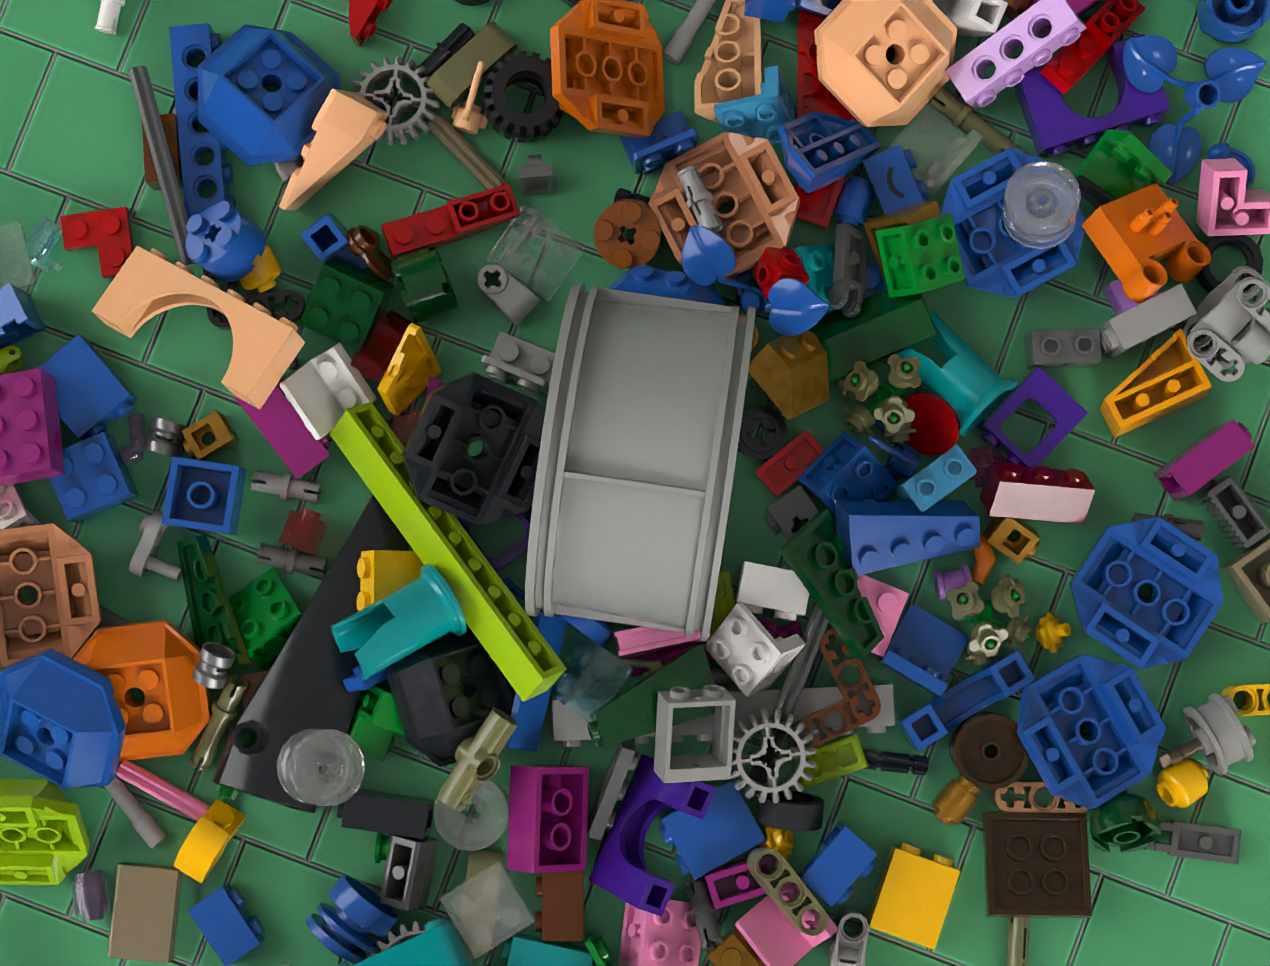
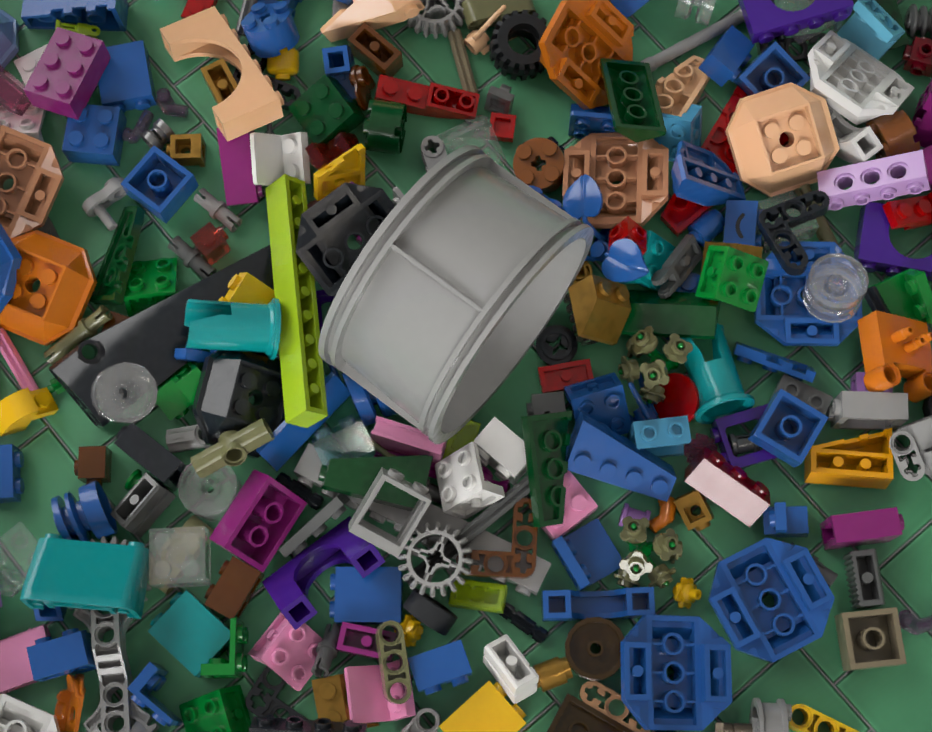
camera: 30 degrees right, 10 degrees down
(152, 393) = (168, 105): none -> clear purple arm
(205, 337) = (219, 80): none -> pearl gold brick
(213, 665) = (96, 290): flat silver wheel -> none
(325, 857) = (93, 464): none -> reddish brown brick
(359, 198) = (375, 51): none -> reddish brown brick
(408, 770) = (185, 439): none -> light grey piece
(557, 206) = (503, 126): none -> red plate
(569, 756) = (313, 500): none -> black axle
(694, 100) = (632, 99): none -> dark green slope
(699, 198) = (600, 162): light grey pin -> none
(911, 823) = (510, 669): none -> white brick
(944, 164) = (783, 226): none -> black beam
(1016, 319) = (774, 362): none -> blue wing
(1027, 430) = (740, 444): none -> dark grey bush
(1071, 394) = (788, 428): none -> blue brick
(1119, 494) = (785, 521): none -> blue brick

